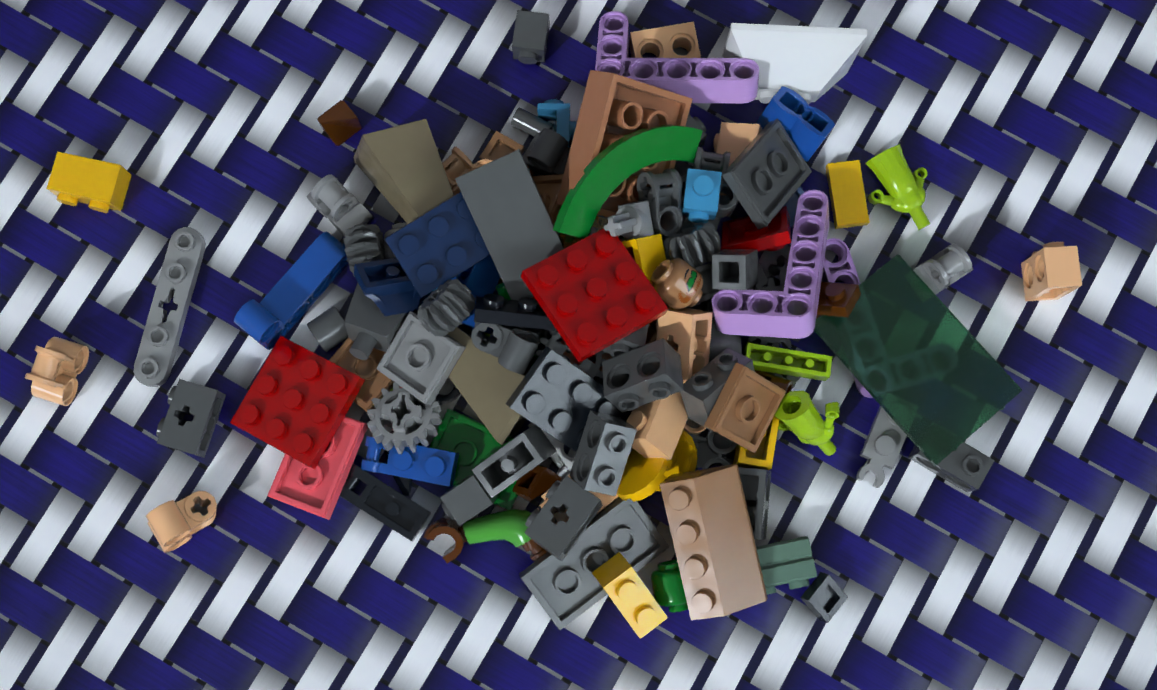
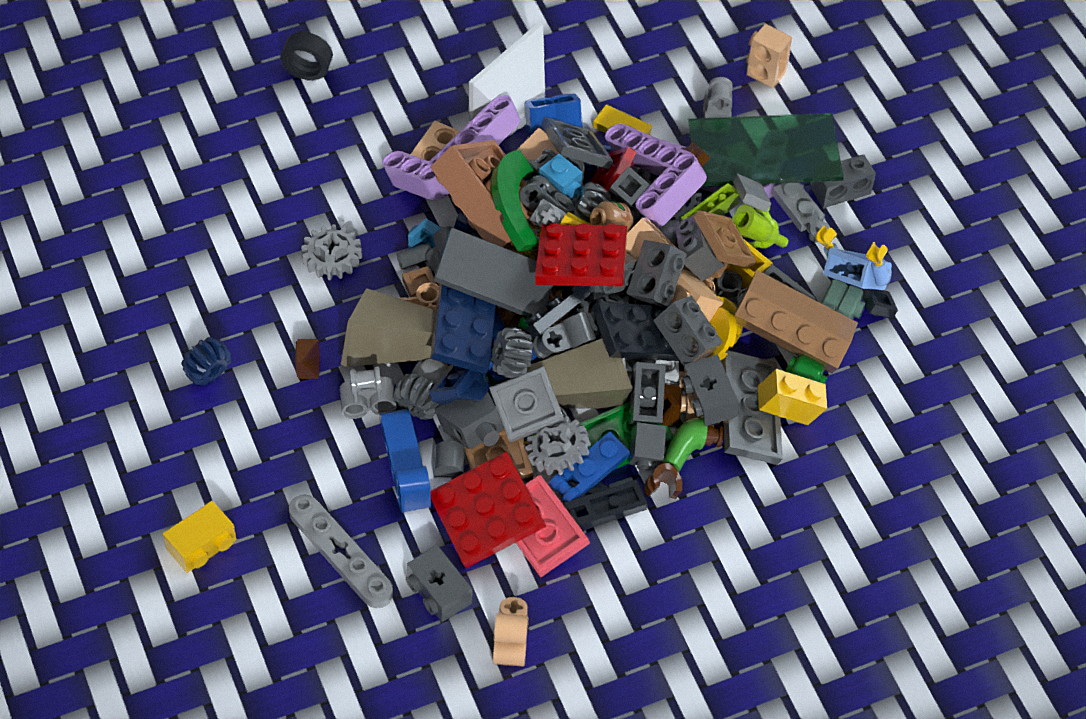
camera: 55 degrees left, 25 degrees down
(57, 369) = (325, 645): light nougat piece -> none
(263, 42) = (206, 361): none -> dark blue gear
(467, 62) = (331, 252): none -> light grey gear
(530, 37) = (354, 214): dark grey brick -> none
(833, 390) = (752, 193): none -> light grey tile
(838, 551) = (855, 268): none -> light blue torso
(903, 186) = (641, 94): lime piece -> none

